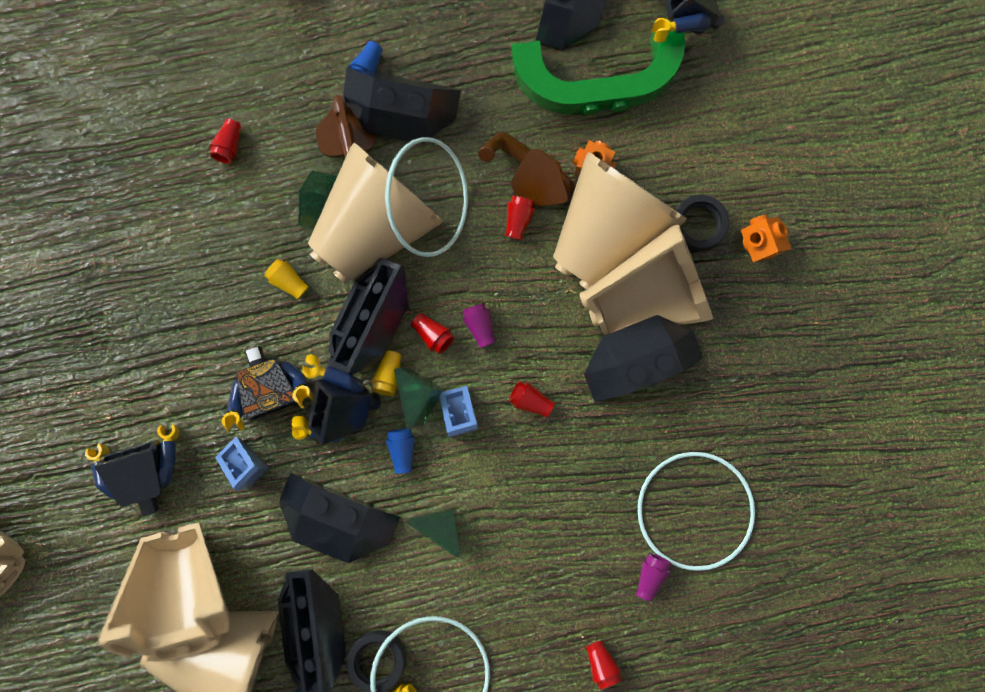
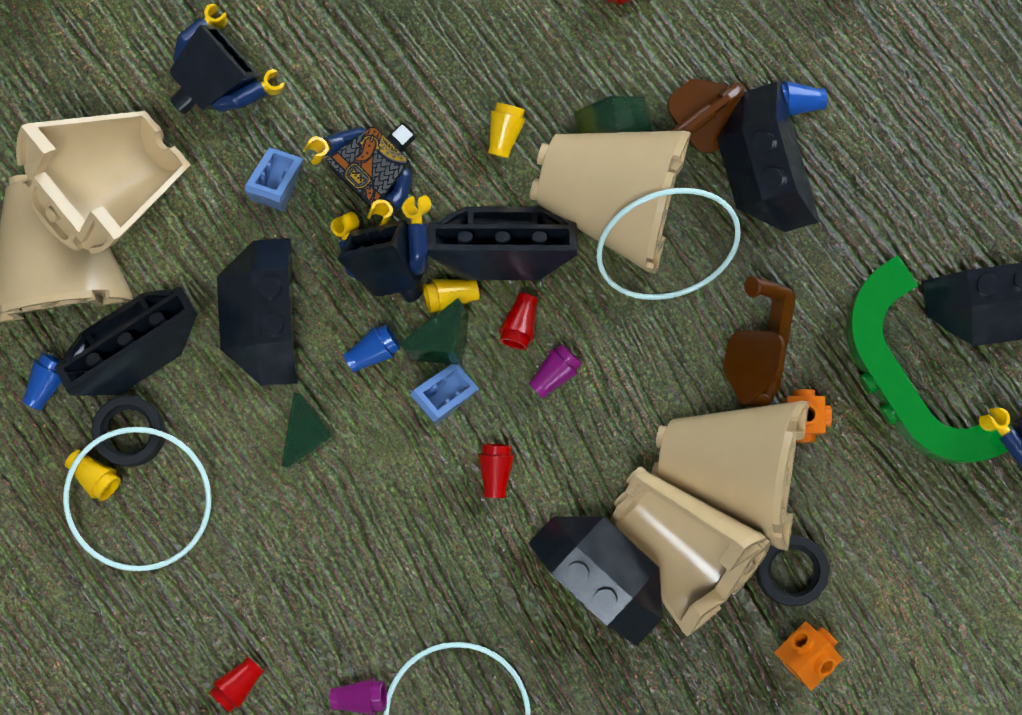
camera: 60 degrees right, 0 degrees up
(518, 216) = (701, 357): red cone -> none

